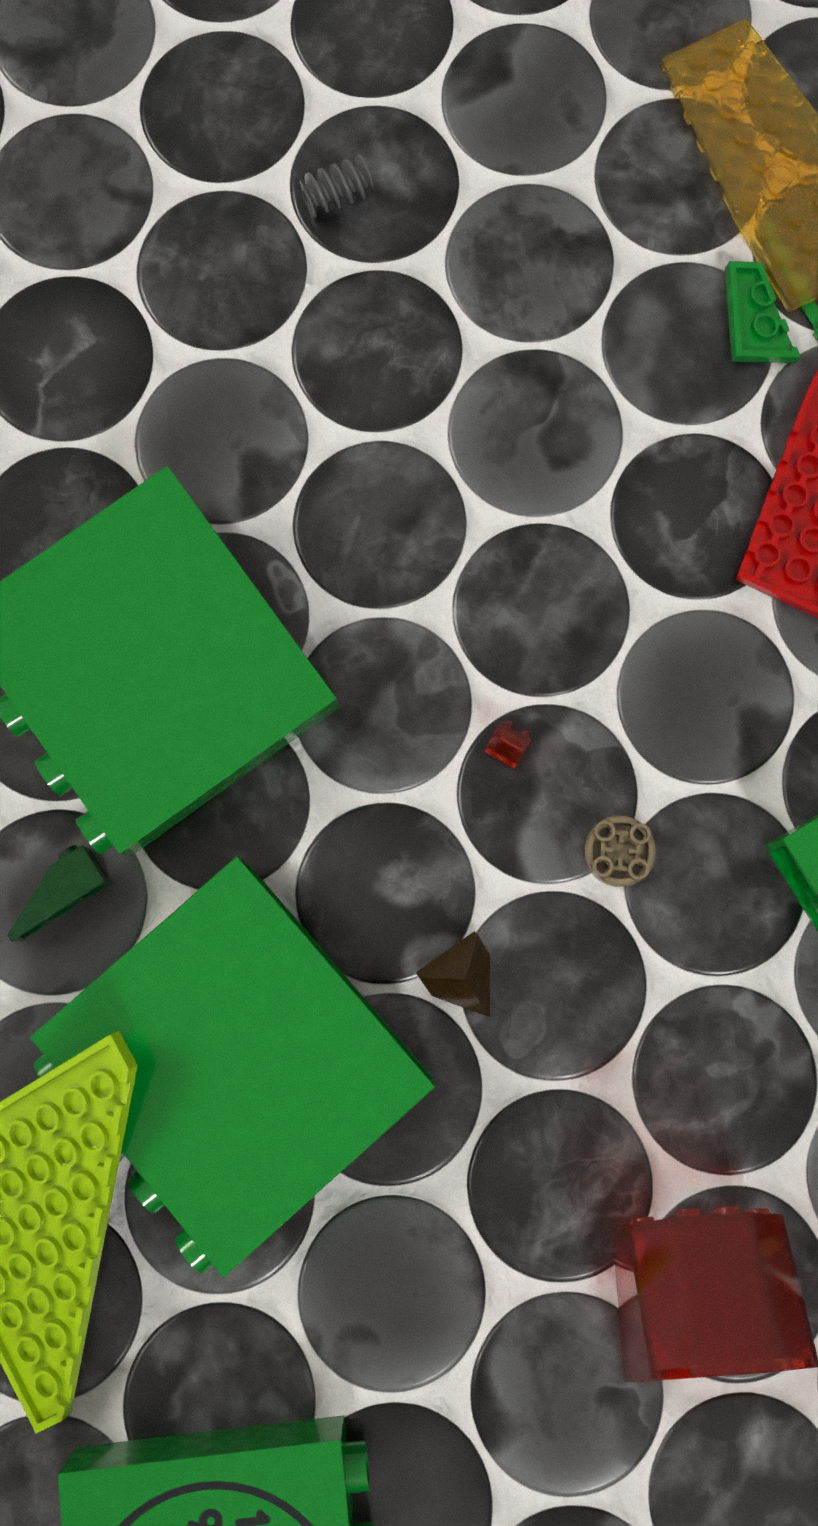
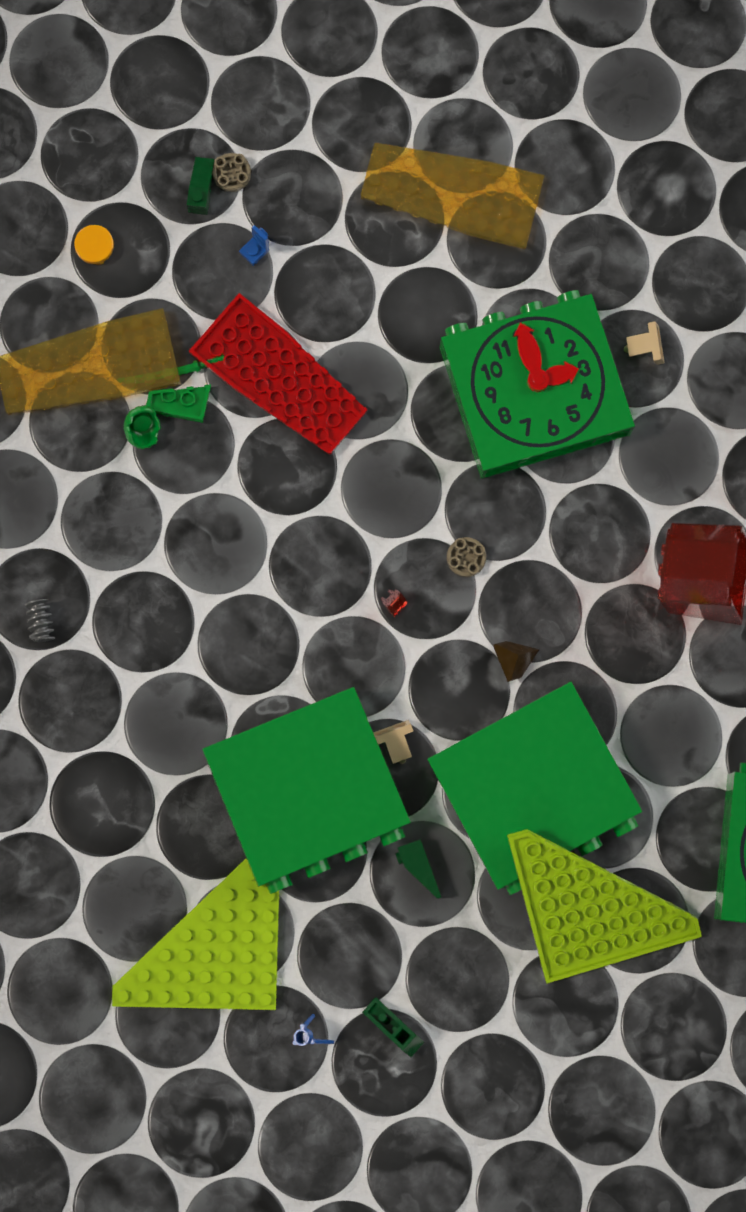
camera: 80 degrees left, 0 degrees up
(269, 799) = (396, 741): none -> tan piece
(697, 260) = (142, 427): none -> green piece

